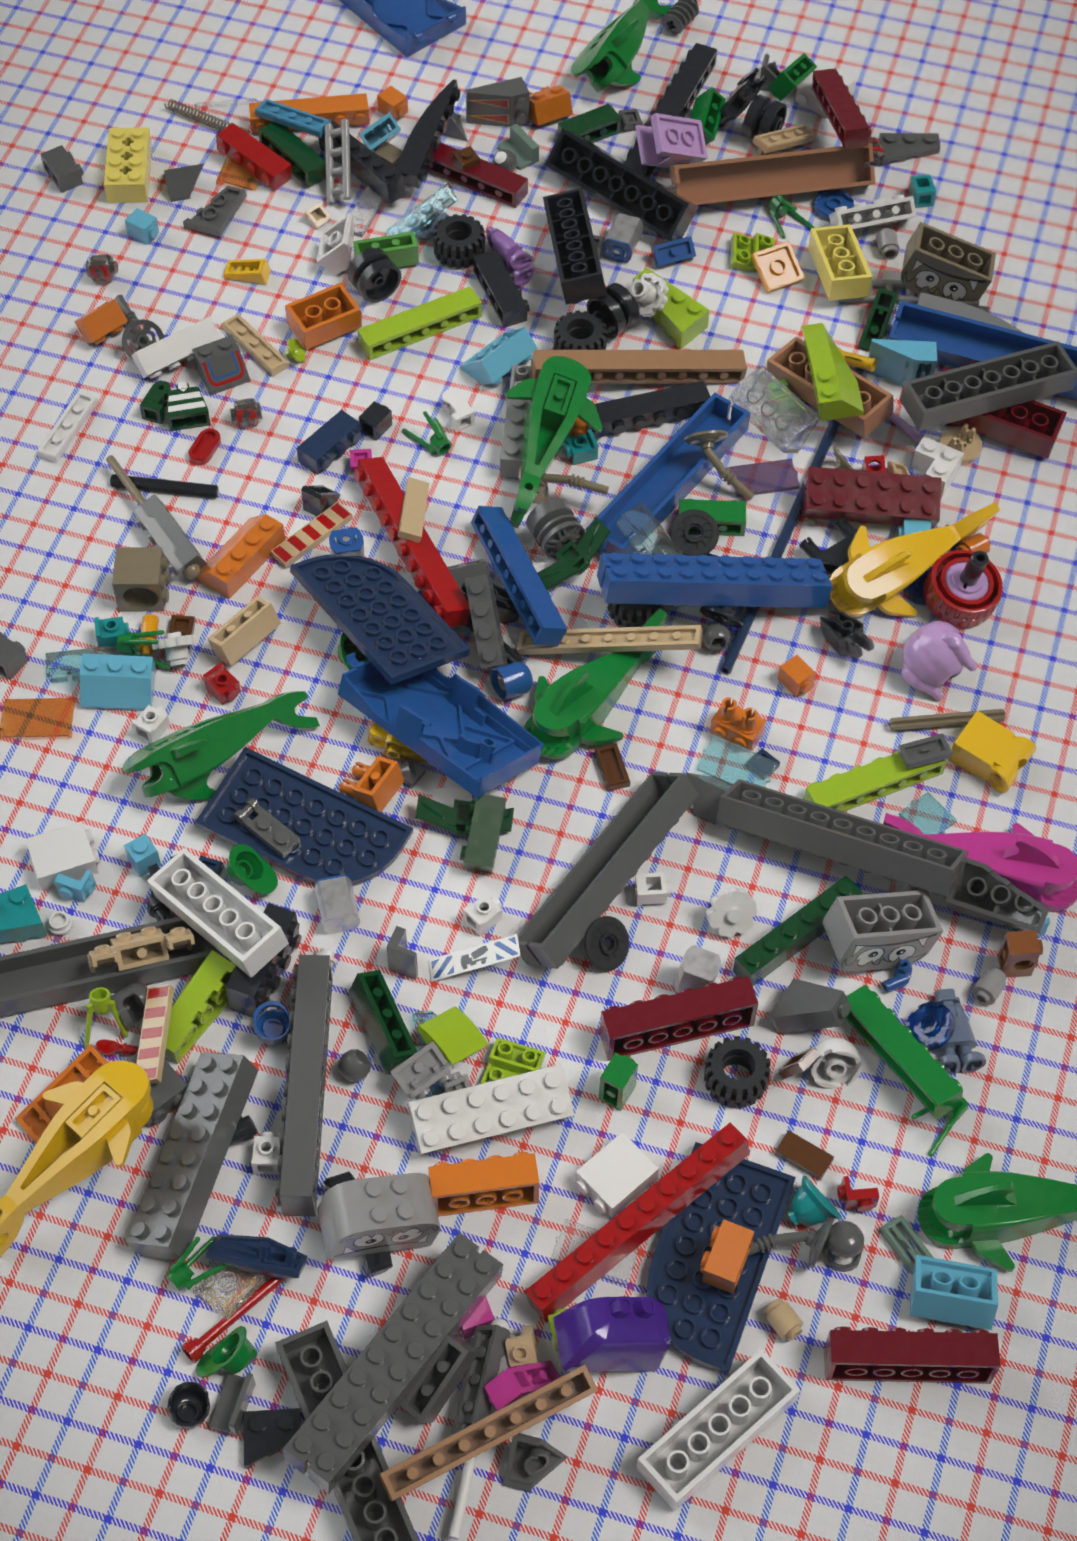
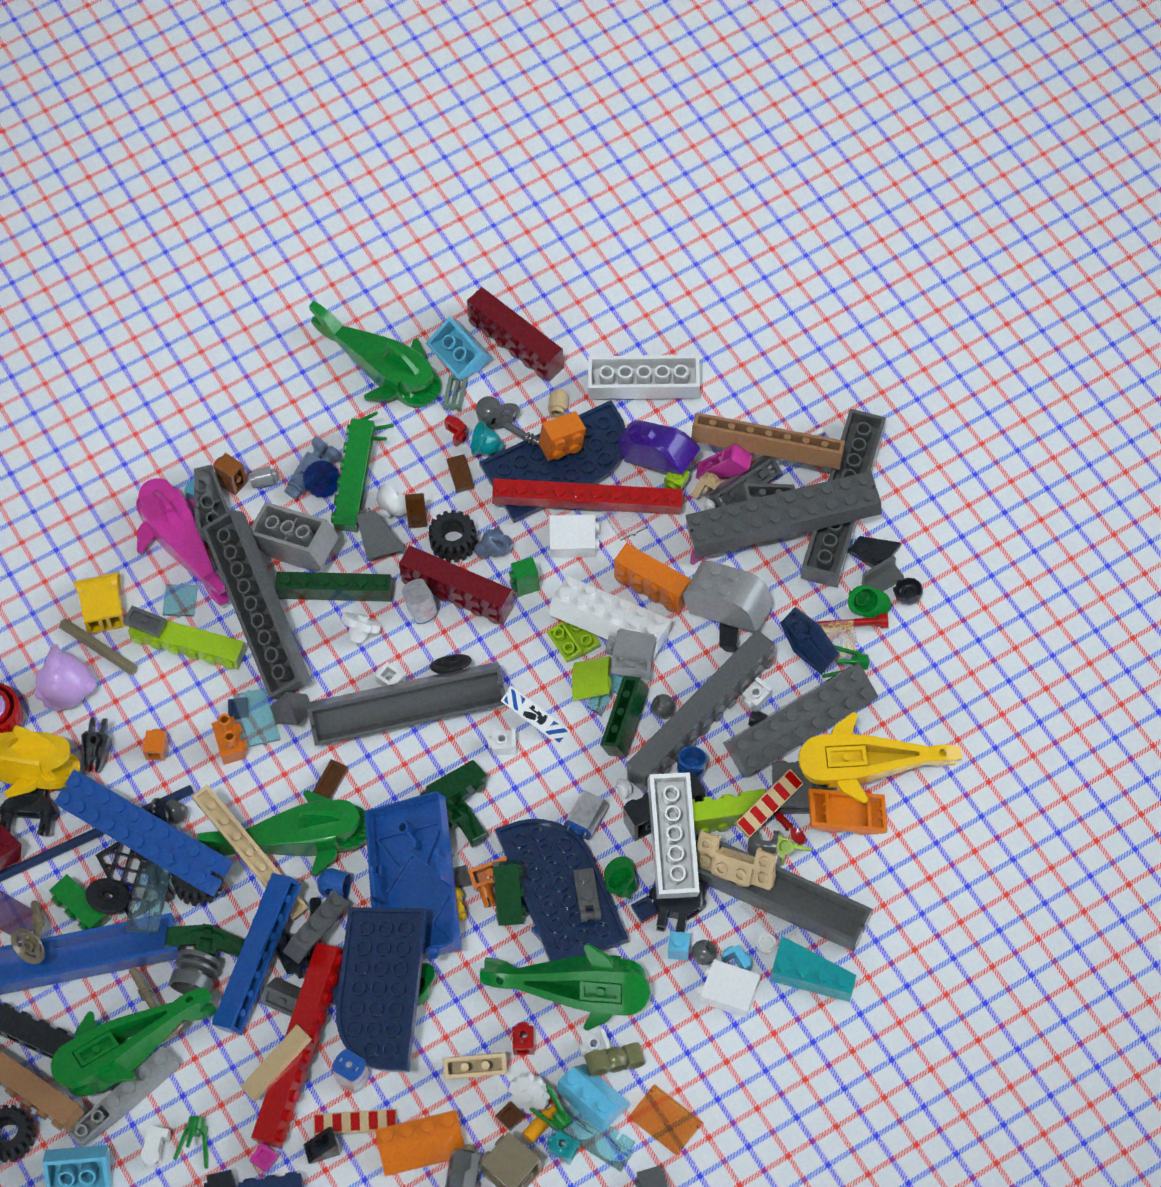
camera: 135 degrees left, 5 degrees up
(113, 867) = (704, 952): none -> dark grey piece
(118, 722) = (614, 1059): none -> olive piece
(343, 772) = (508, 892): none -> dark green brick
(399, 957) = (578, 750): dark grey panel -> none
(692, 1091) = (493, 543): none -> sand blue piece

